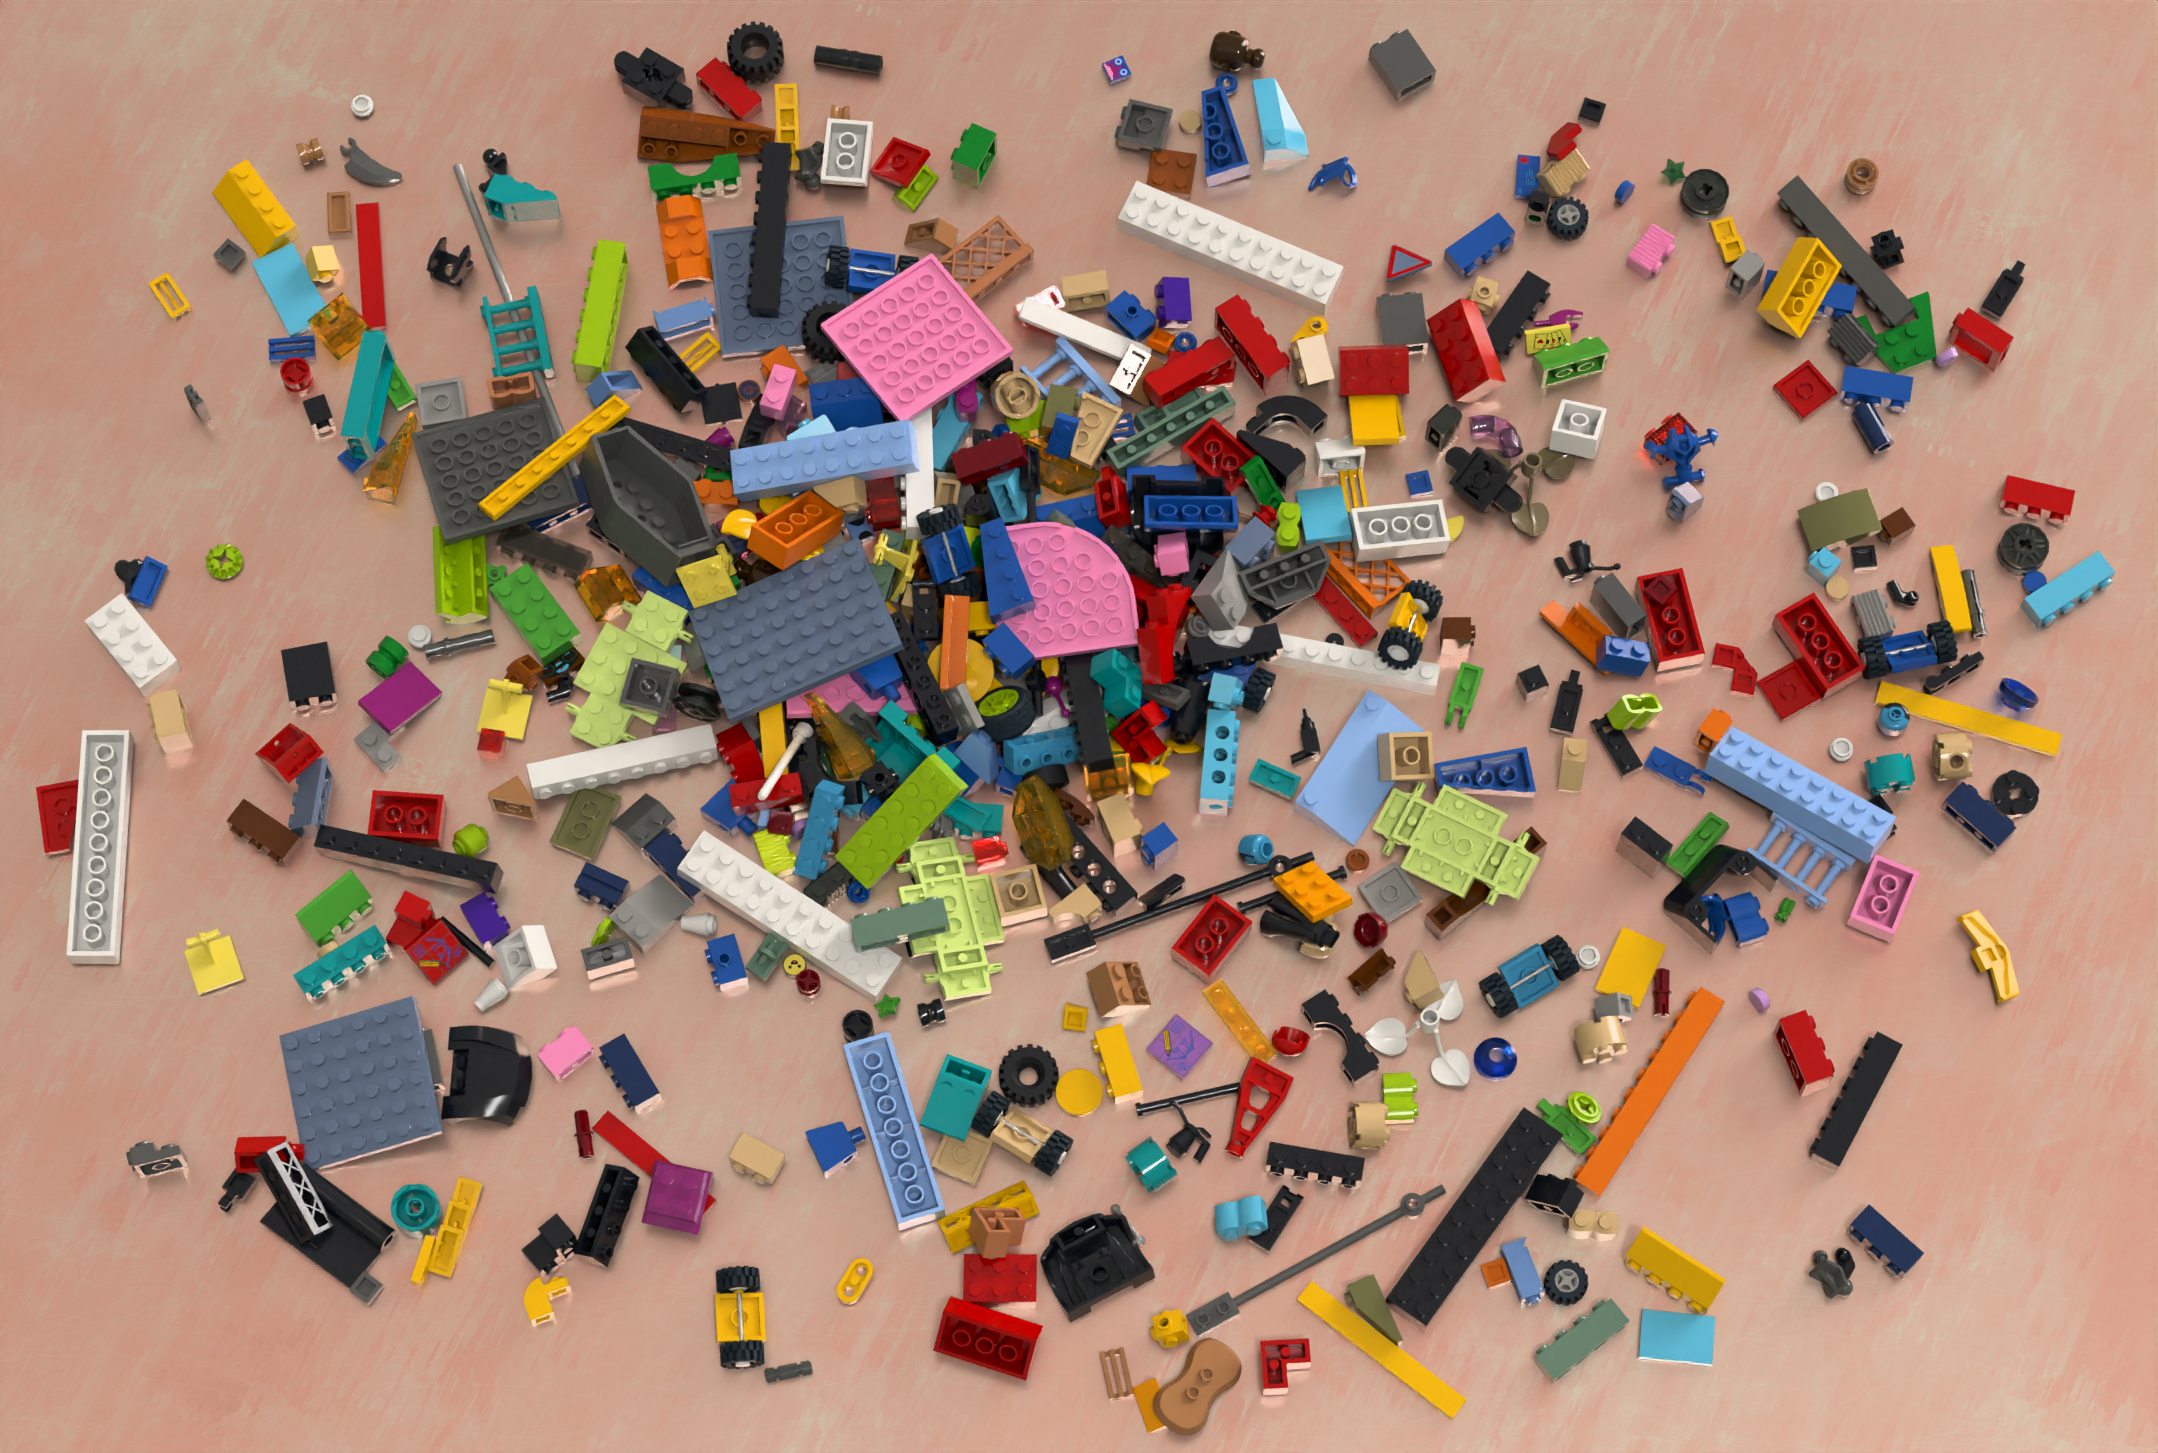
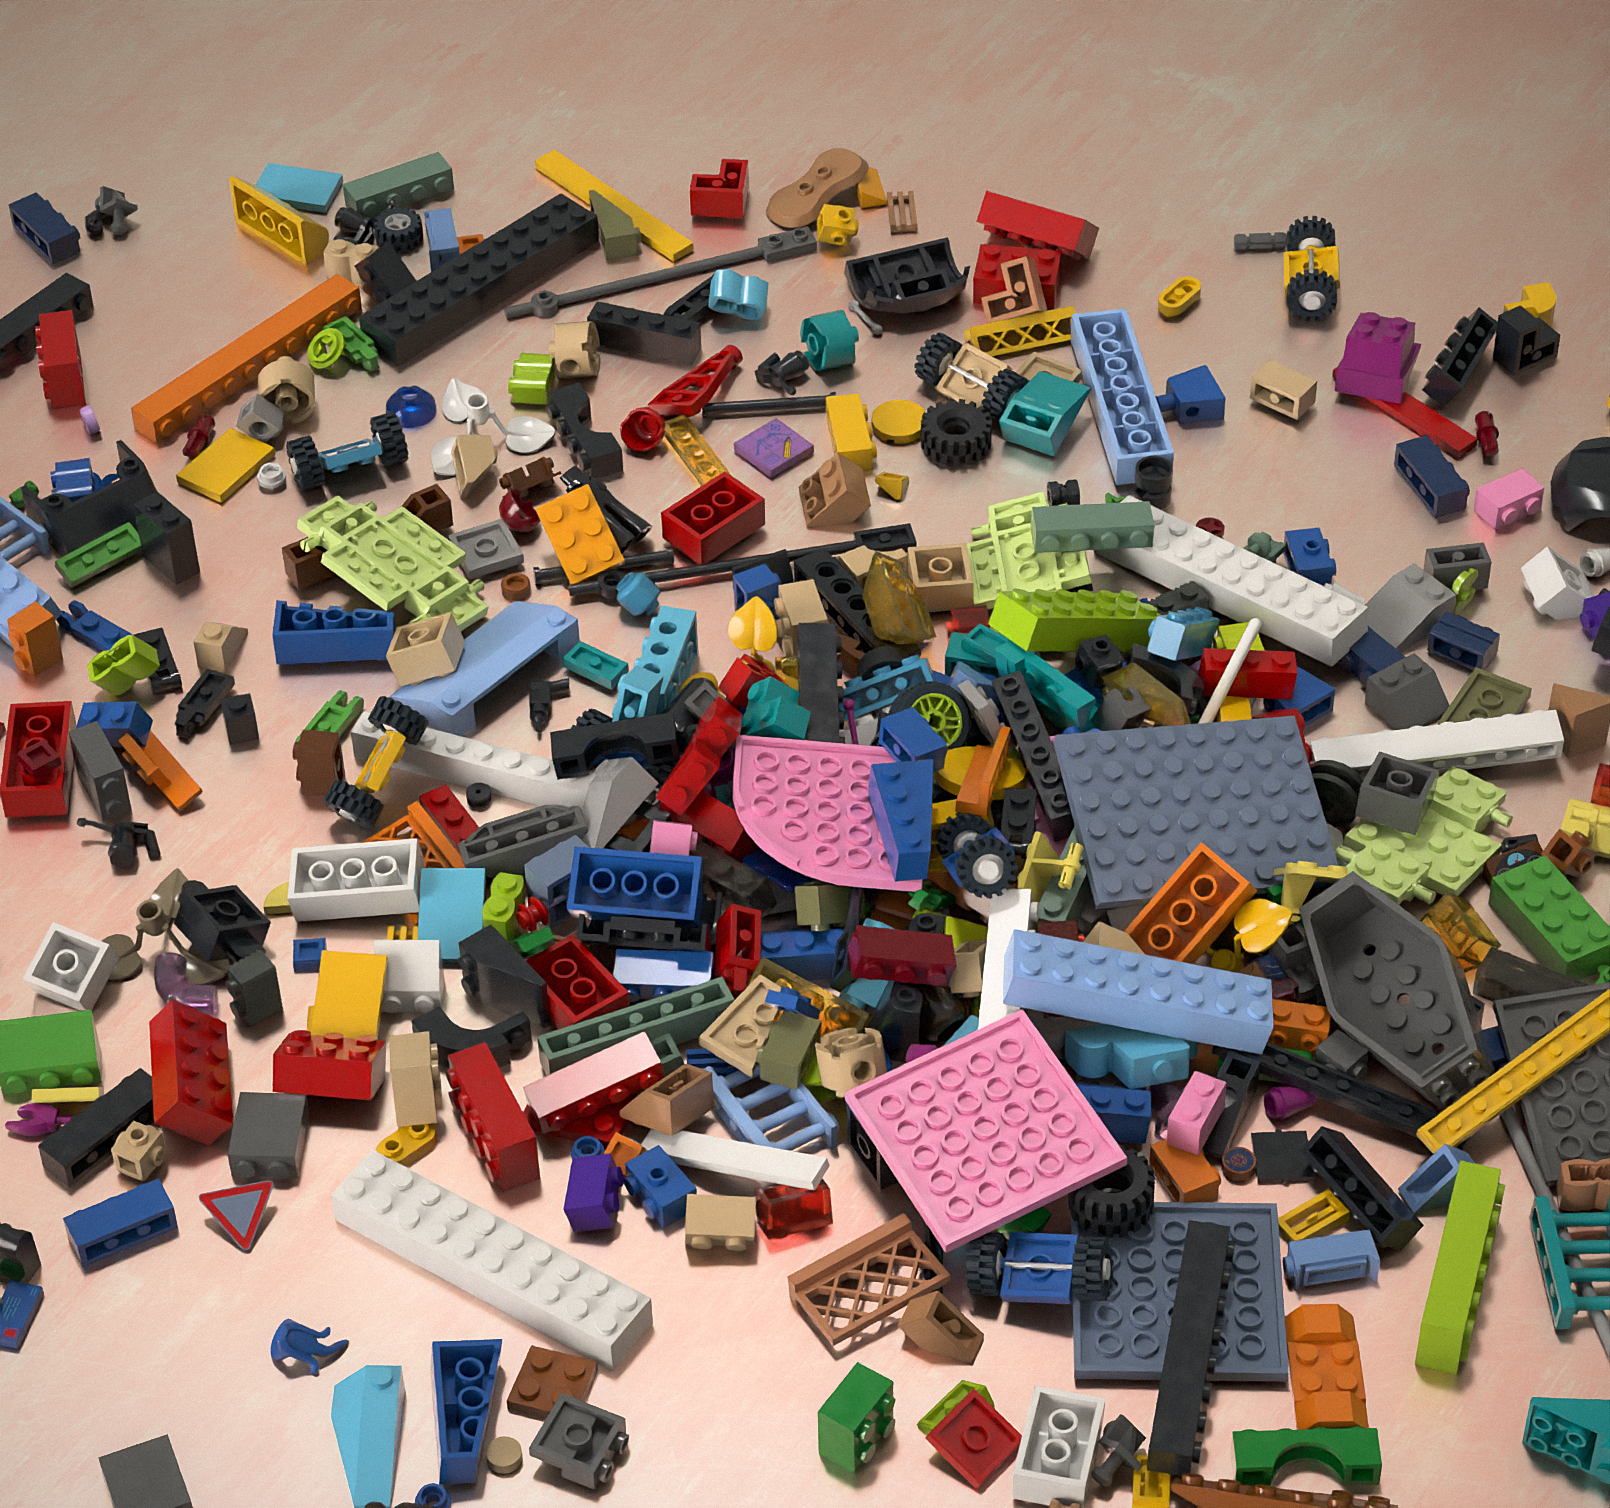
camera: 170 degrees left, 25 degrees down
(1607, 1287) = (352, 221): none -> black piece

